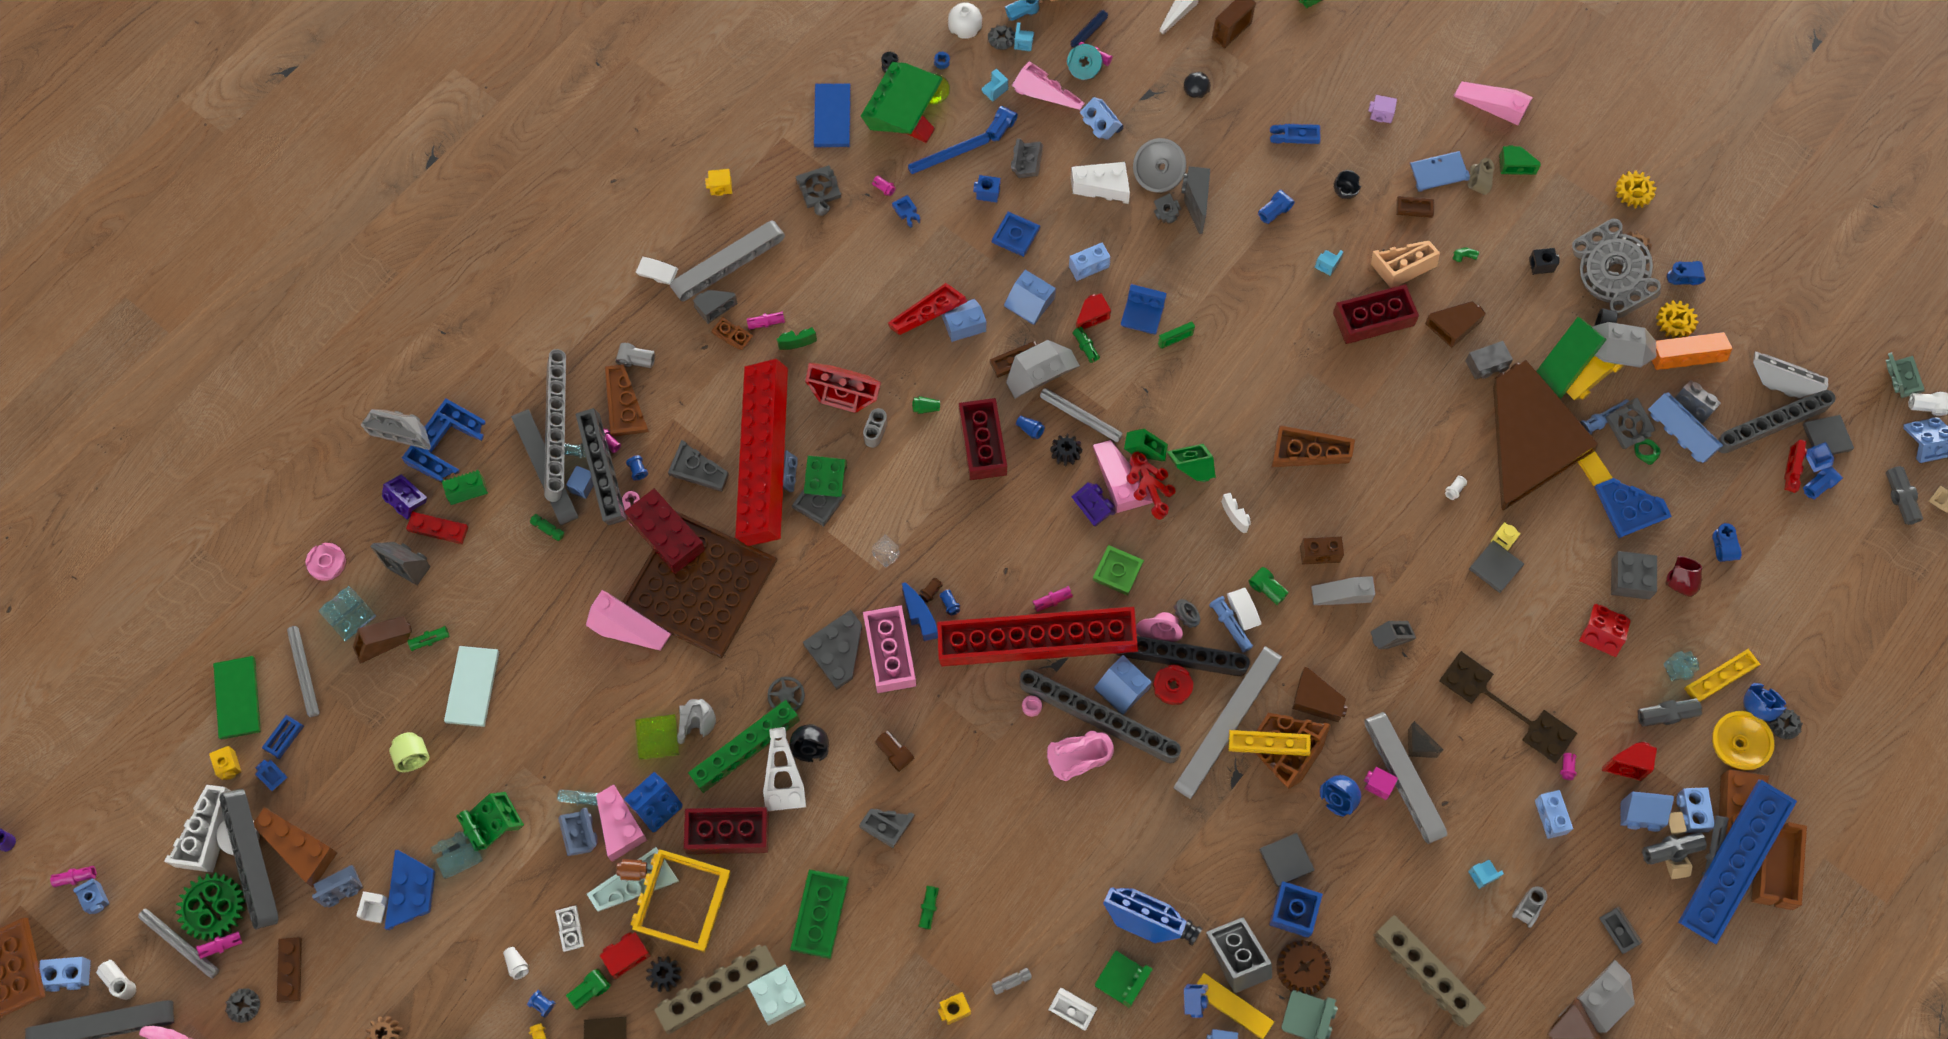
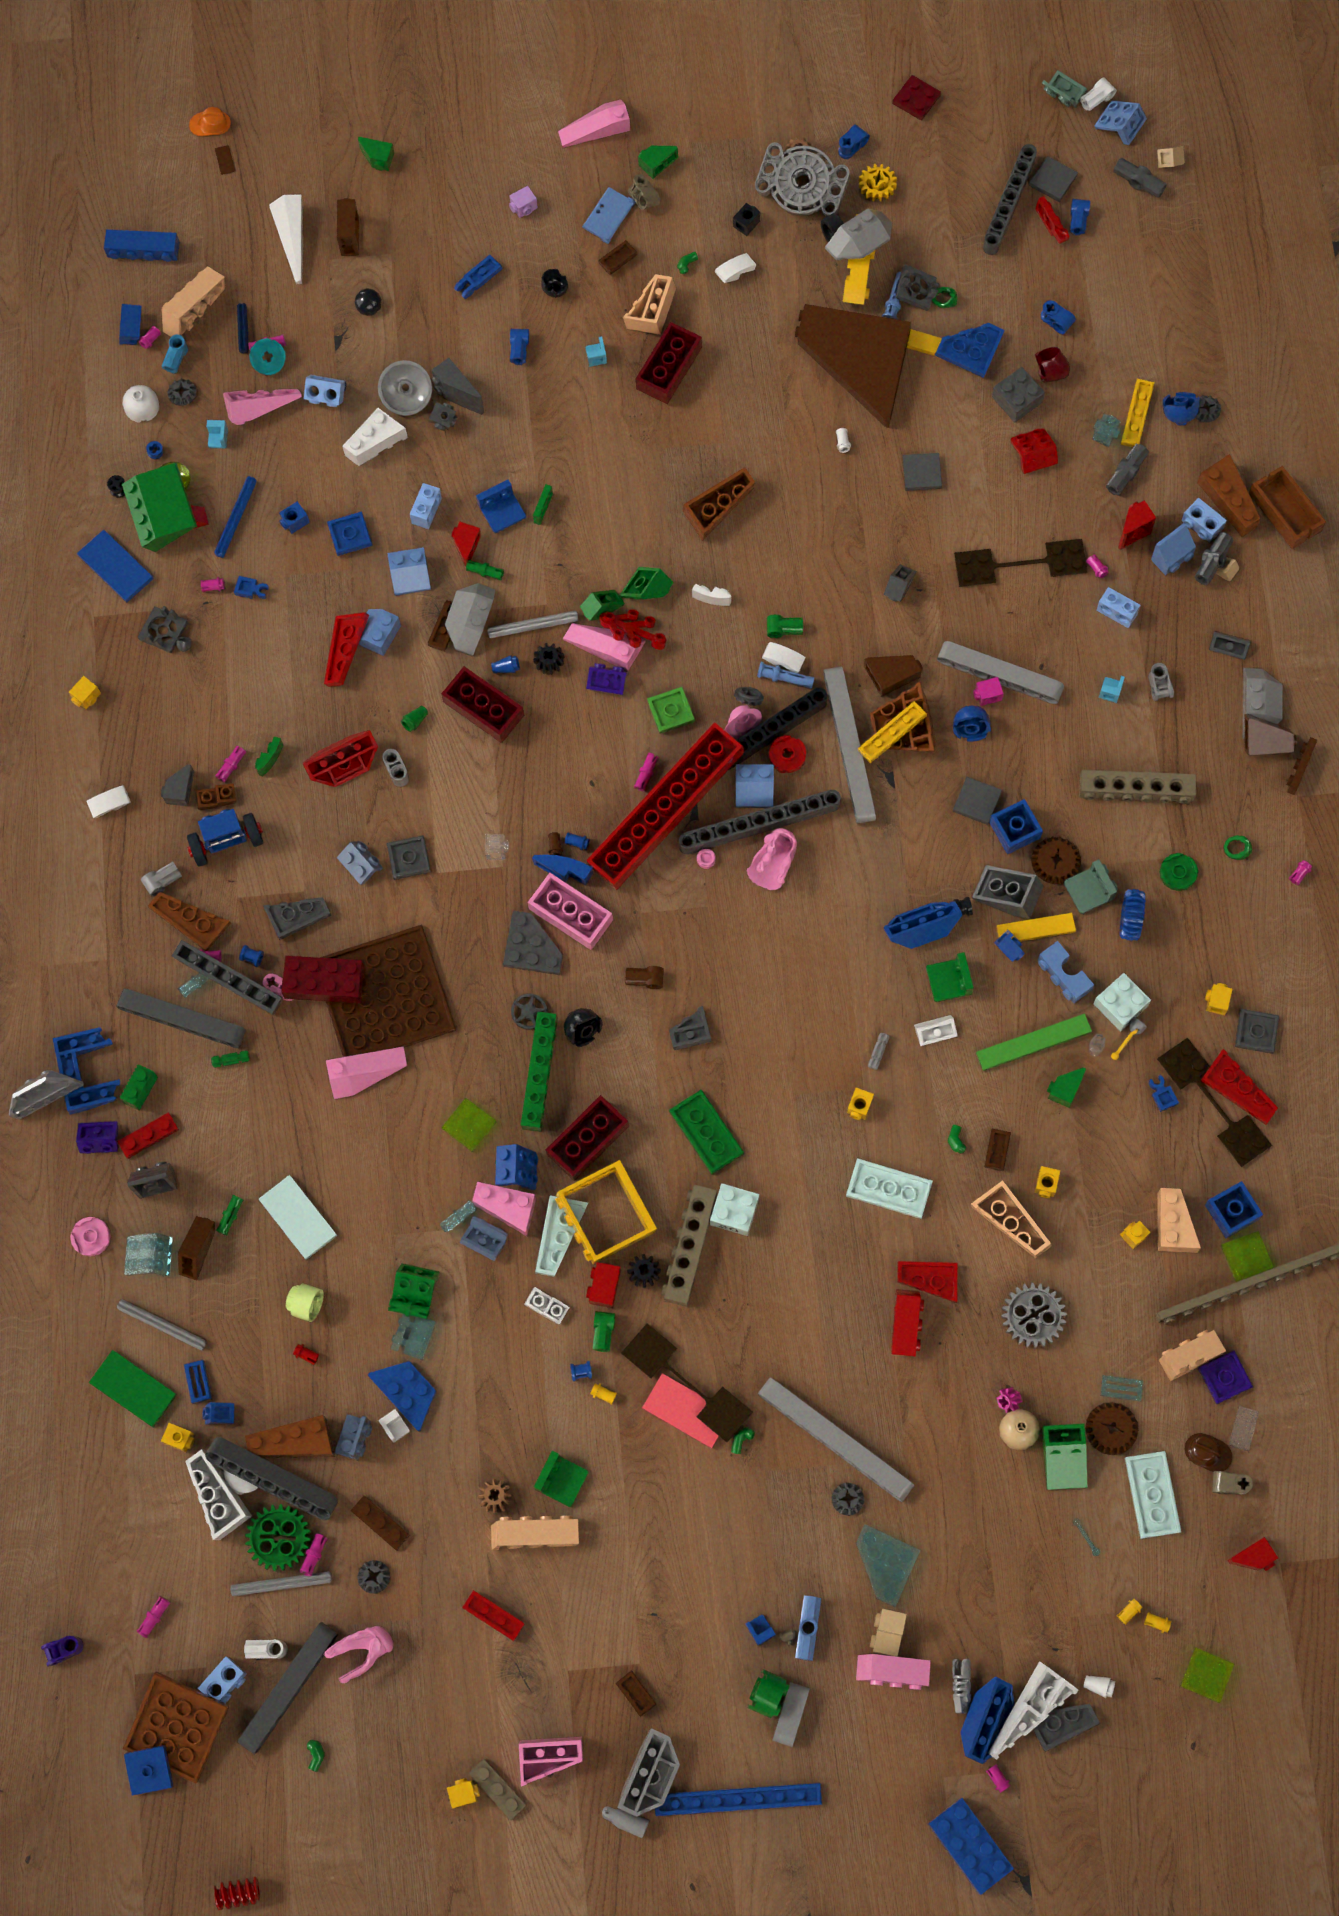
camera: 40 degrees left, 5 degrees up
(98, 900) = (190, 1622): medium blue brick -> none
(371, 791) = (306, 1354): none -> red pin
(515, 963) = (534, 1363): white cone -> none
(552, 431) = (159, 980): light grey beam -> none
(580, 482) = (221, 1003): medium blue panel -> none
(632, 870) = (551, 1224): dark orange brick -> none
(695, 715) = (482, 1082): light grey helmet -> none
(705, 361) = (221, 833): none -> brick
(727, 260) = (154, 746): light grey beam -> none
(762, 453) = (334, 858): red brick -> none
(783, 797) = (601, 1080): white plate -> none
(824, 476) = (396, 835): green bracket -> none
(928, 907) = (775, 1057): green pin -> none
(1003, 119) = (251, 456): blue piece -> none
(1023, 39) = (201, 379): medium azure panel -> none
(1026, 158) = (300, 469): flat silver bracket -> none
(1321, 550) = (796, 567): reddish brown brick -> none
(1344, 591) = (839, 582): light grey slope -> none
(1421, 744) = (989, 639): clear smoke slope -> none
(1455, 322) = (728, 319): reddish brown slope -> none
(1489, 360) = (779, 326): flat silver brick -> none
(1500, 288) = (734, 267): none -> white slope
(1508, 534) = (909, 441): light yellow brick -> none
(1570, 356) = (834, 274): green tile -> none
(1635, 189) = (751, 104): yellow gear -> none
(1677, 823) = (1201, 540): tan slope -> none
(1685, 427) = (955, 257): medium blue brick -> none
(1692, 351) = (909, 196): brick -> none
(1697, 401) = (945, 231): flat silver bracket -> none
(1720, 825) = (1244, 540): dark grey pin -> none
(1737, 861) = (1261, 529): blue plate -> none
(1753, 735) = (1194, 436): yellow dish -> none
(1773, 283) = (916, 97): none -> dark red plate
(1788, 377) = (990, 158): light grey wedge -> none
(1819, 457) = (1062, 199): blue panel -> none

